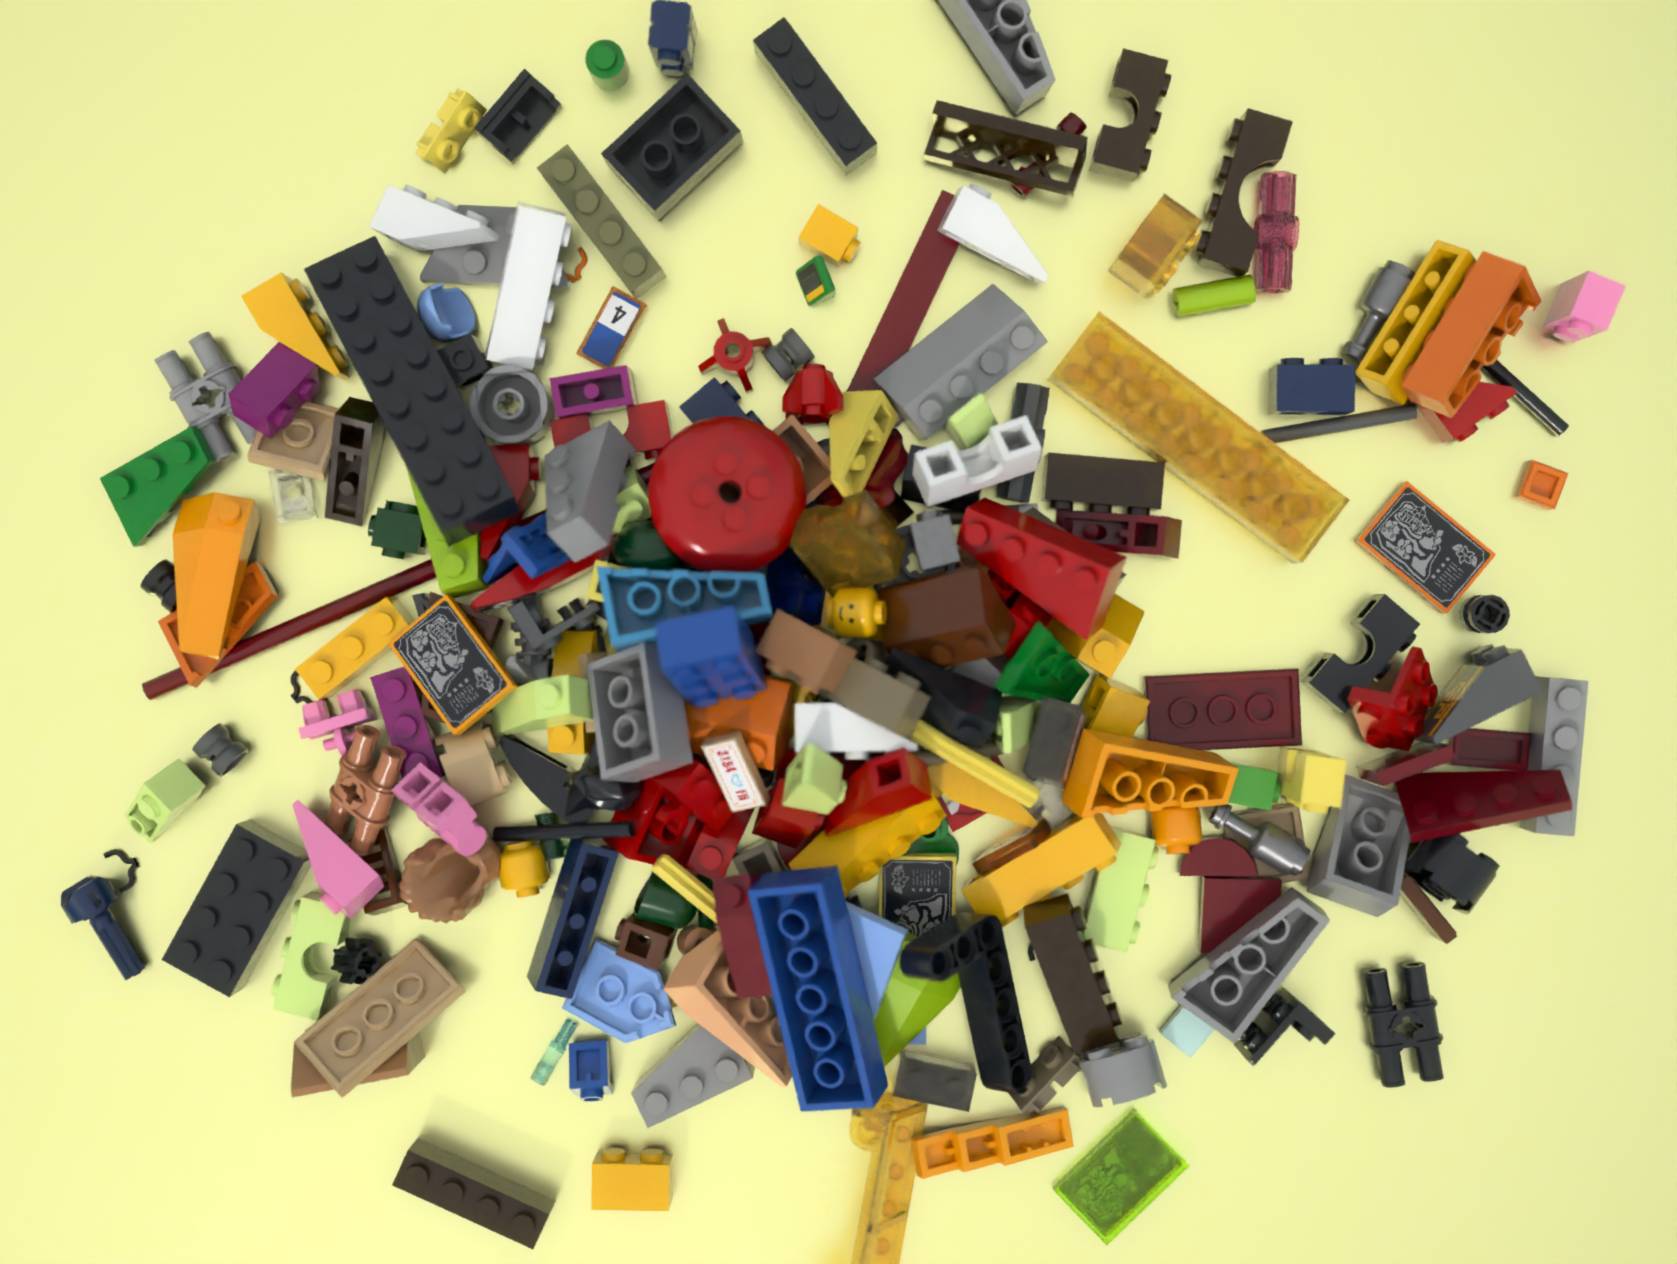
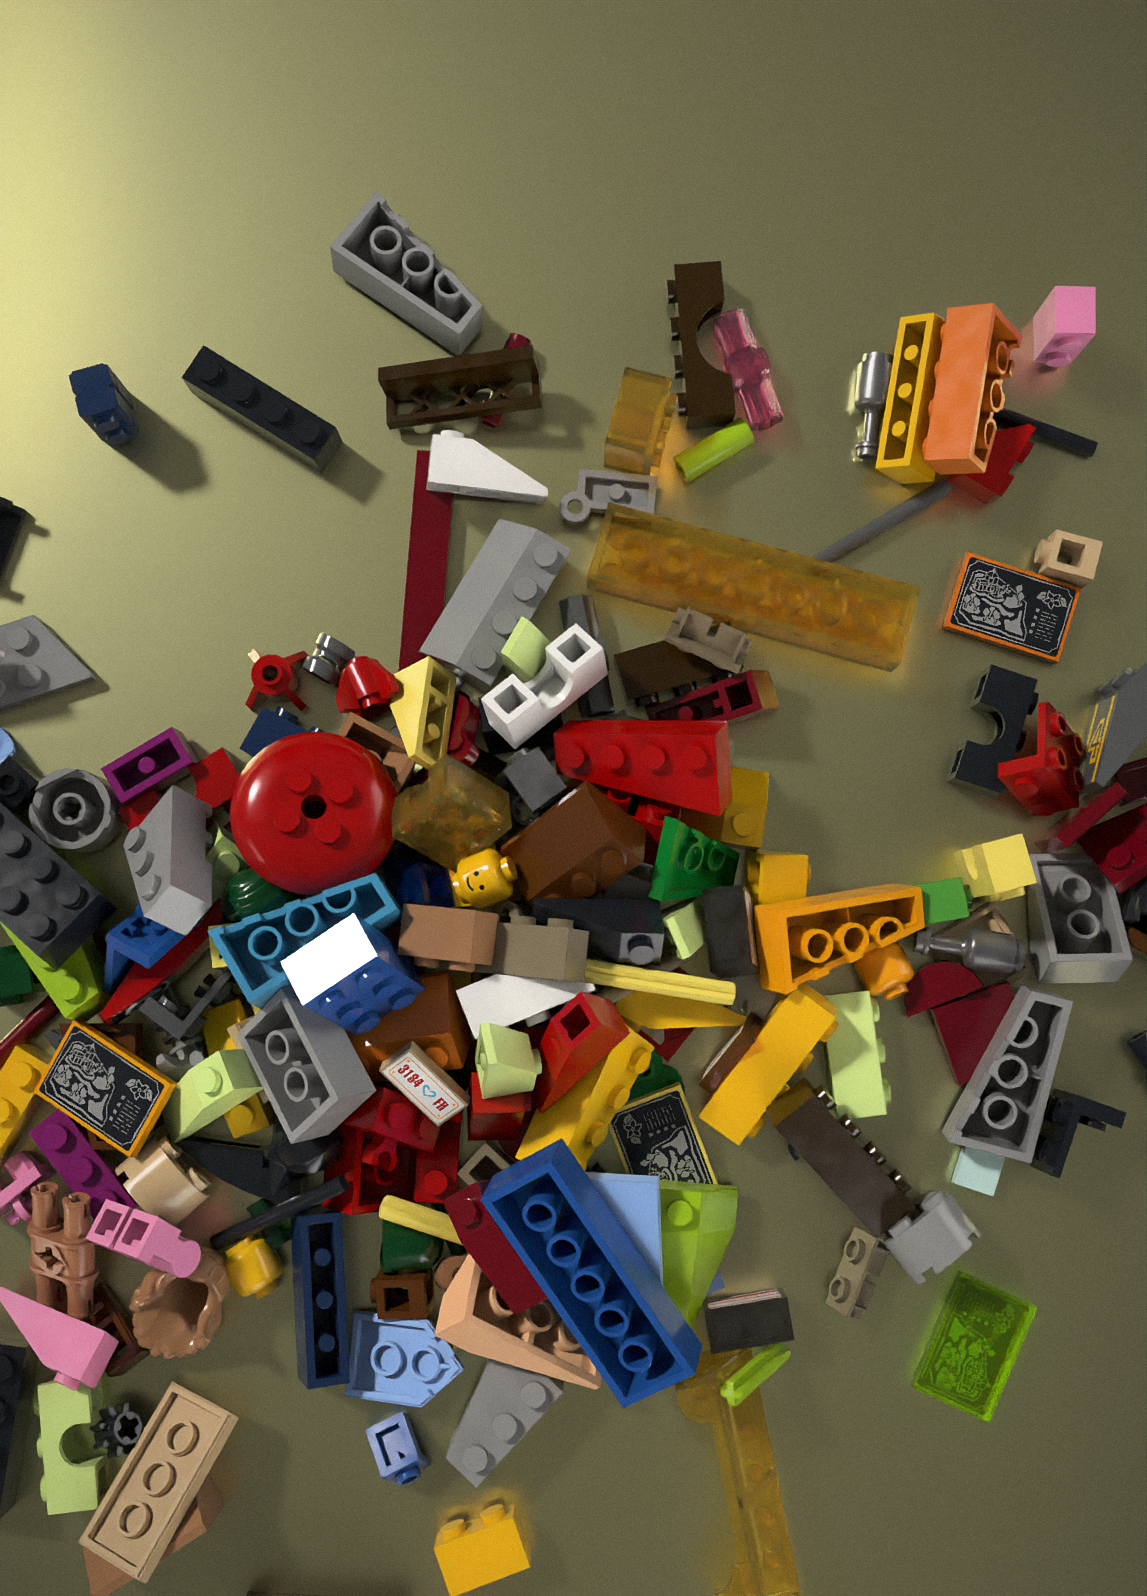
camera: 20 degrees left, 5 degrees down
(520, 471) = (107, 872): red slope -> none
(526, 286) = (47, 689): white brick -> none
(553, 1054) = (354, 1447): clear light blue piece -> none
(577, 271) = (98, 654): orange piece -> none
(601, 221) = (101, 602): olive brick -> none
(607, 65) = (53, 455): green brick -> none
(611, 329) = (149, 700): tile -> none
(672, 146) = (143, 506): black brick -> none
(815, 281) = (329, 581): slope -> none
(830, 236) = (326, 533): yellow brick -> none
(924, 1126) = (754, 1373): none -> lime axle
(977, 951) = (737, 1170): black beam -> none
(992, 1142) = (831, 1361): light orange slope -> none
(1098, 293) = (599, 487): none -> light grey hinge
(1126, 463) = (692, 635): none -> dark tan hinge
(1138, 82) = (564, 284): dark brown arch -> none
(1224, 709) = (884, 837): dark red tile -> none
(1311, 388) = (841, 499): dark blue brick -> none
(1475, 614) = (1087, 653): black wheel -> none
(1508, 525) = (1081, 556): none -> tan brick
(1541, 484) = (1095, 507): orange tile -> none

